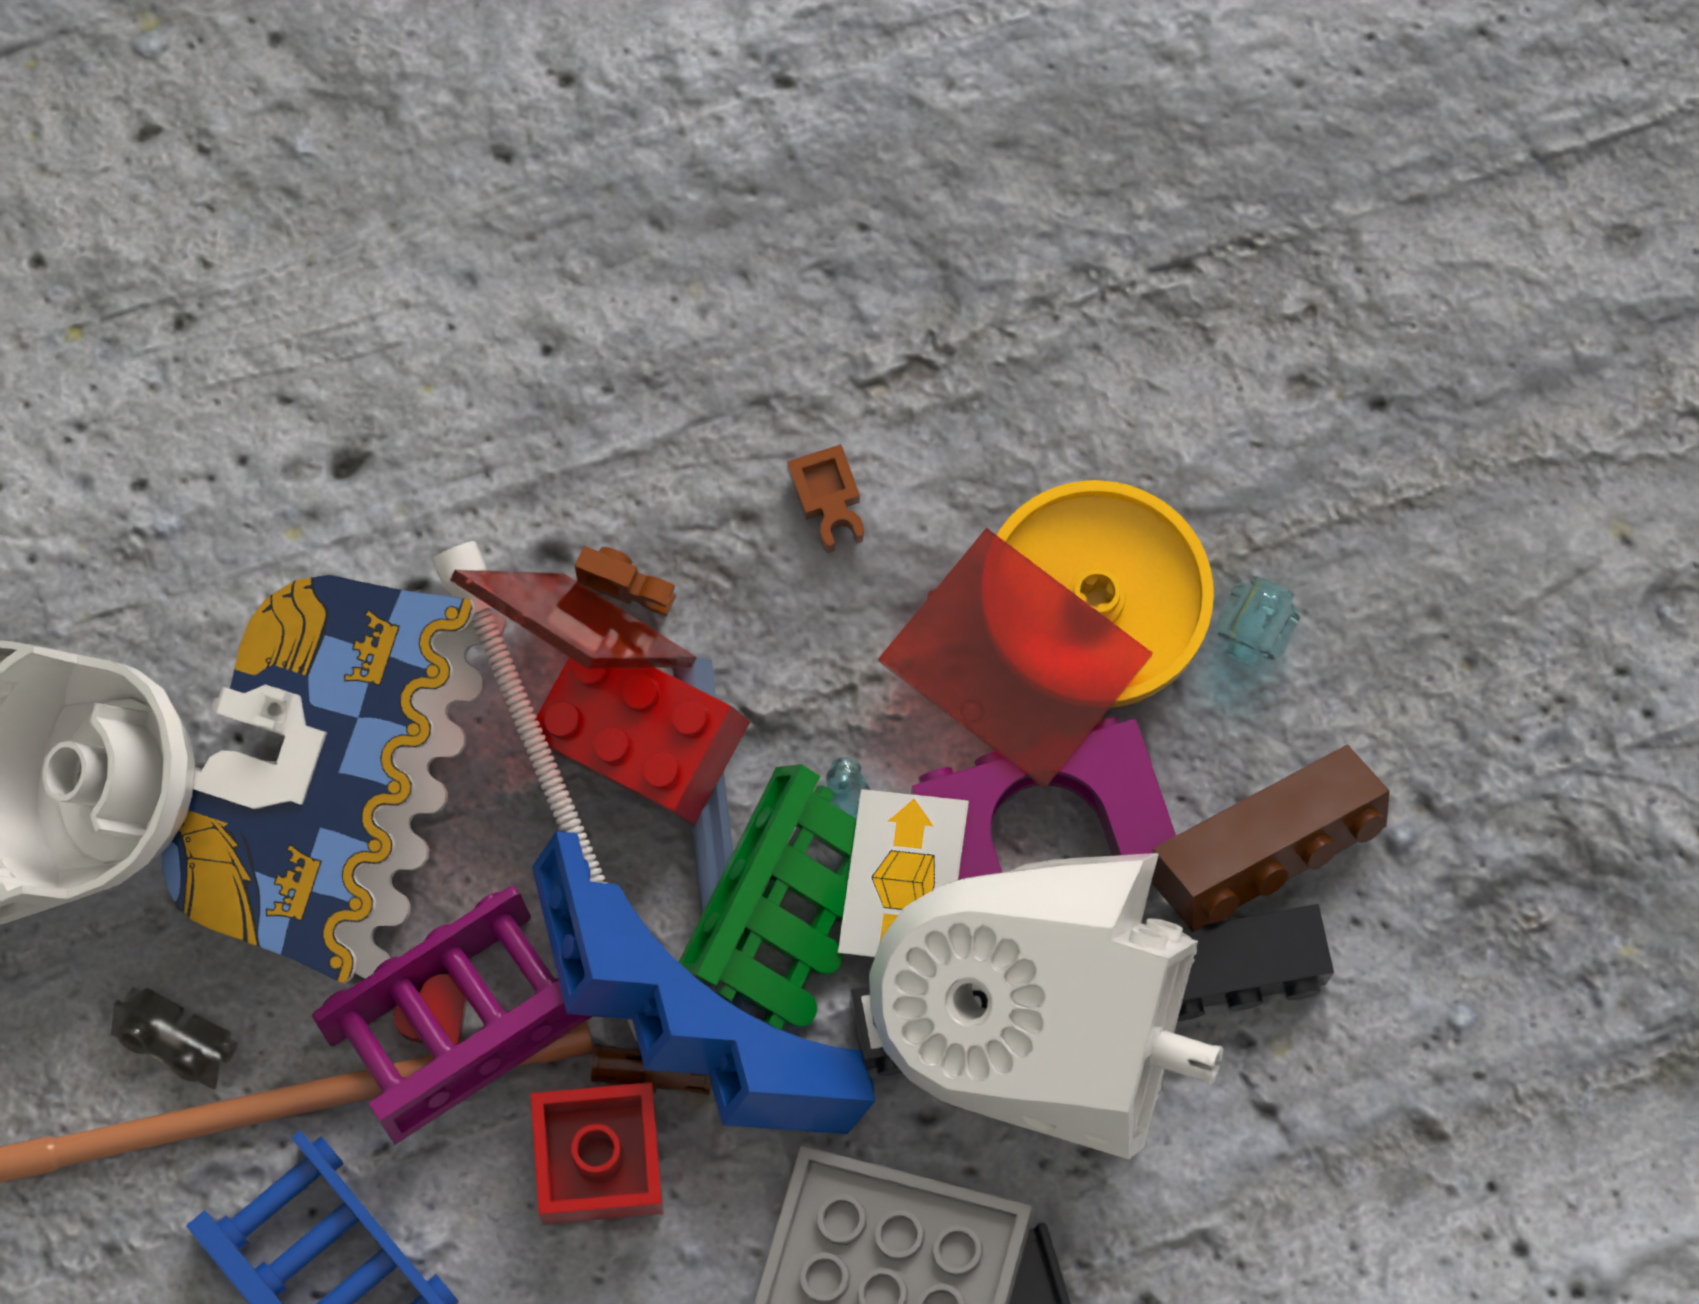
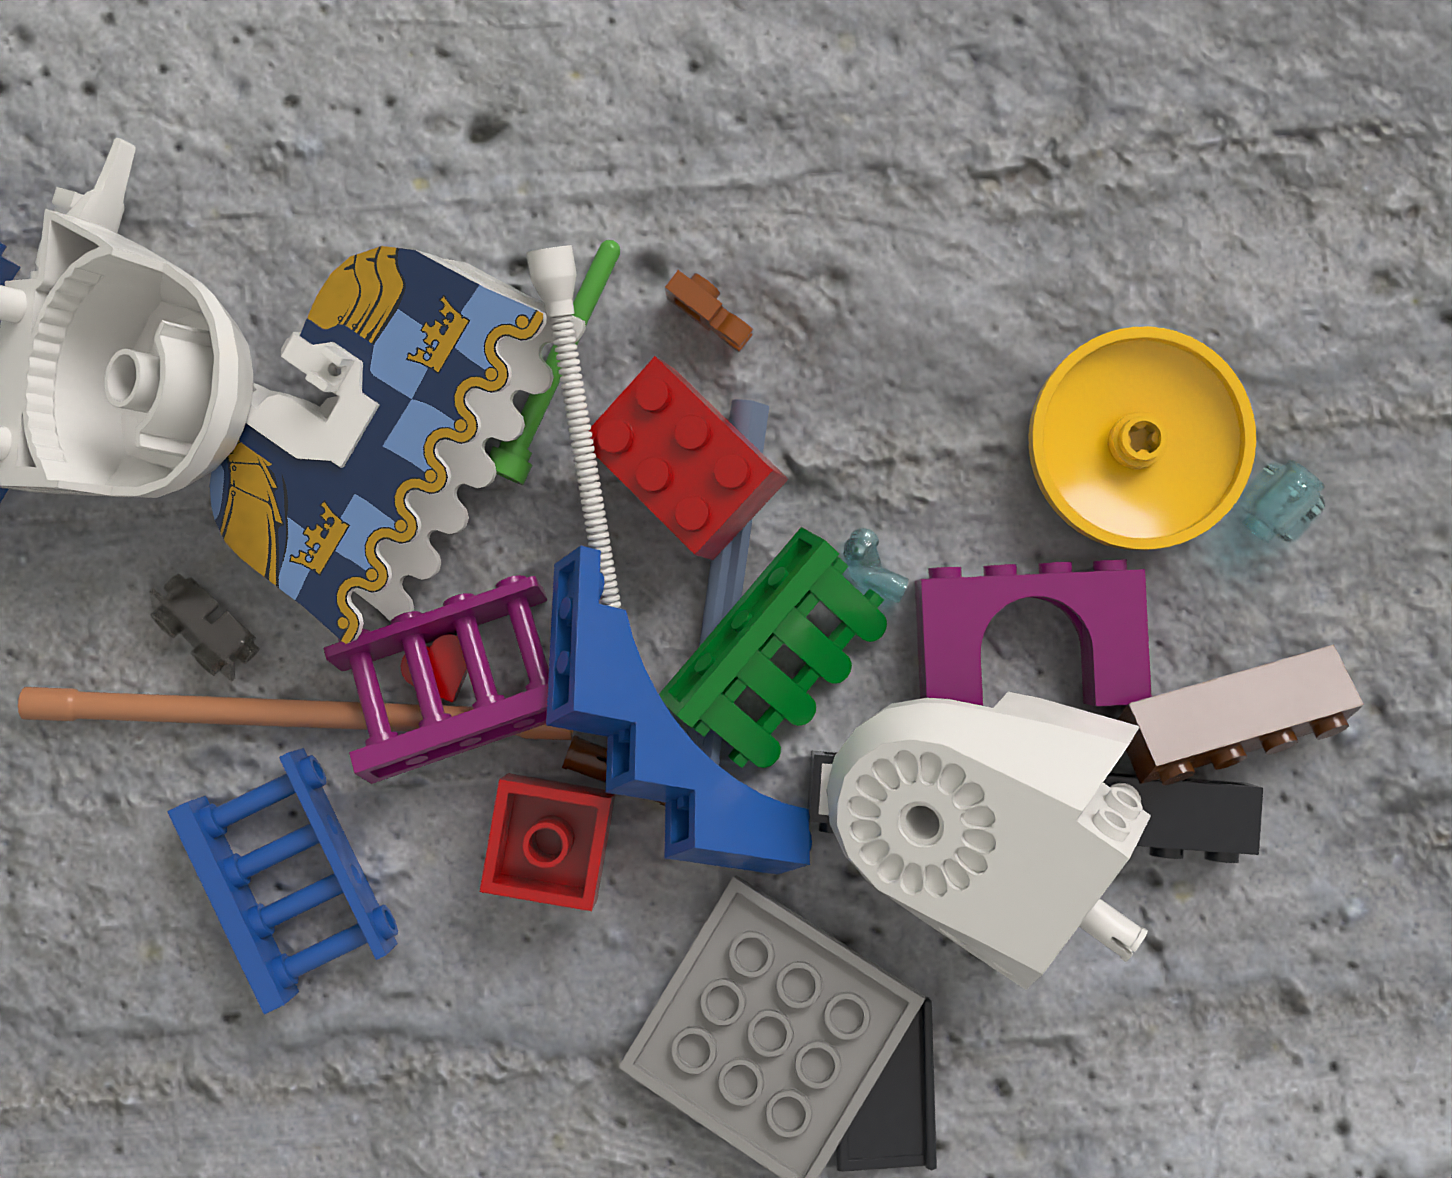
camera: 20 degrees right, 15 degrees up
(459, 773) = (513, 456): none -> bright green piece
(573, 619) = (644, 346): clear red piece -> none
(827, 489) = (916, 269): dark orange plate -> none
(898, 855) = (890, 650): white sticker -> none
(1015, 657) = (1050, 483): clear red piece -> none

